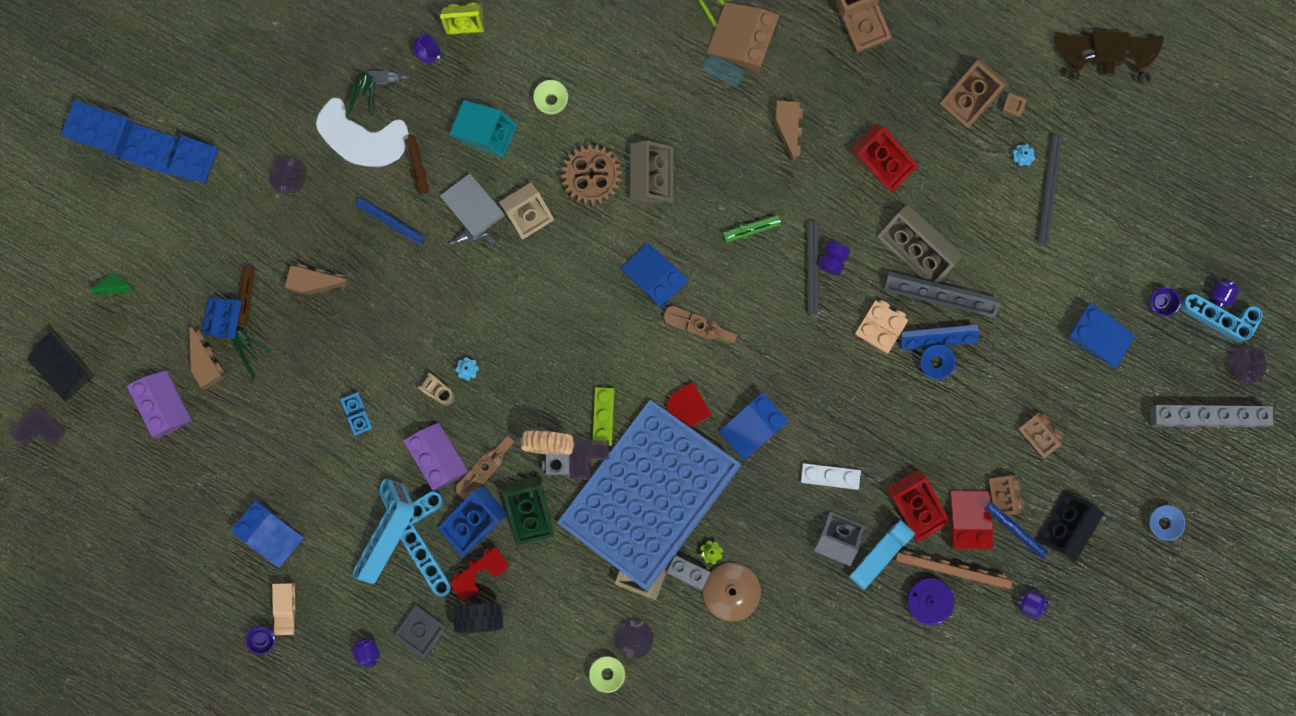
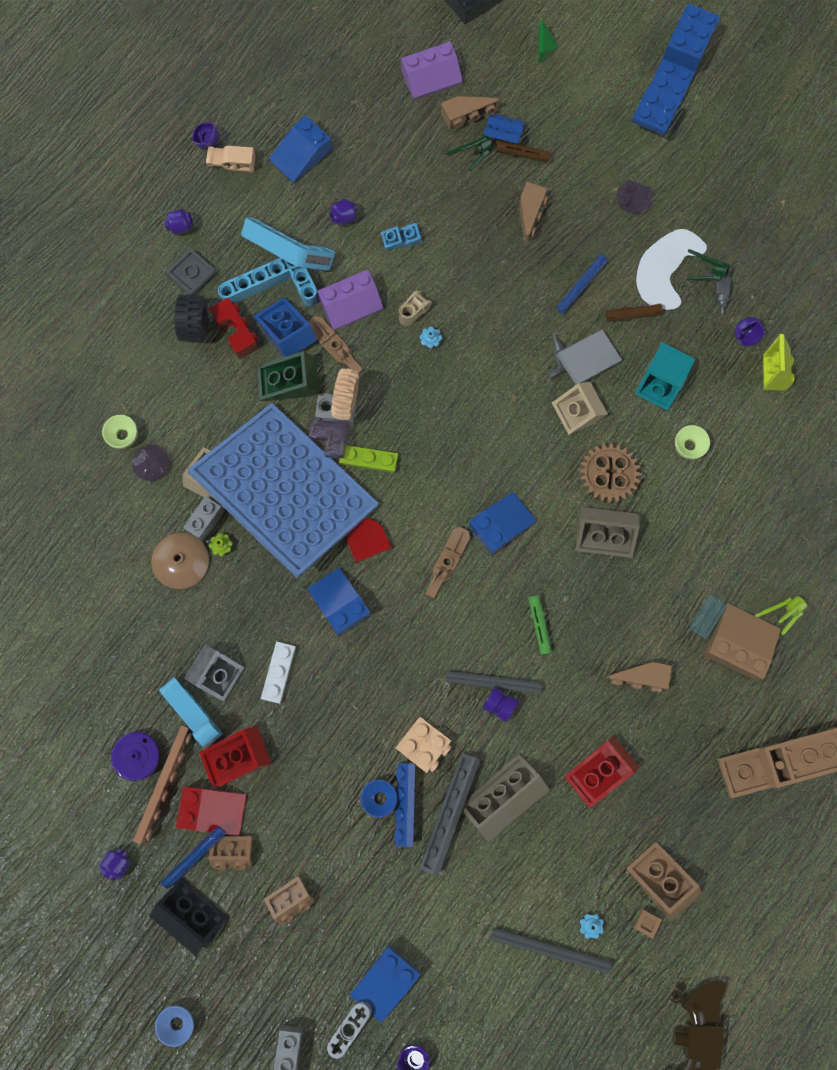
camera: 95 degrees right, 5 degrees down
(337, 477) = (343, 212): none -> dark purple head
(1153, 361) = (345, 1045): none -> light grey beam

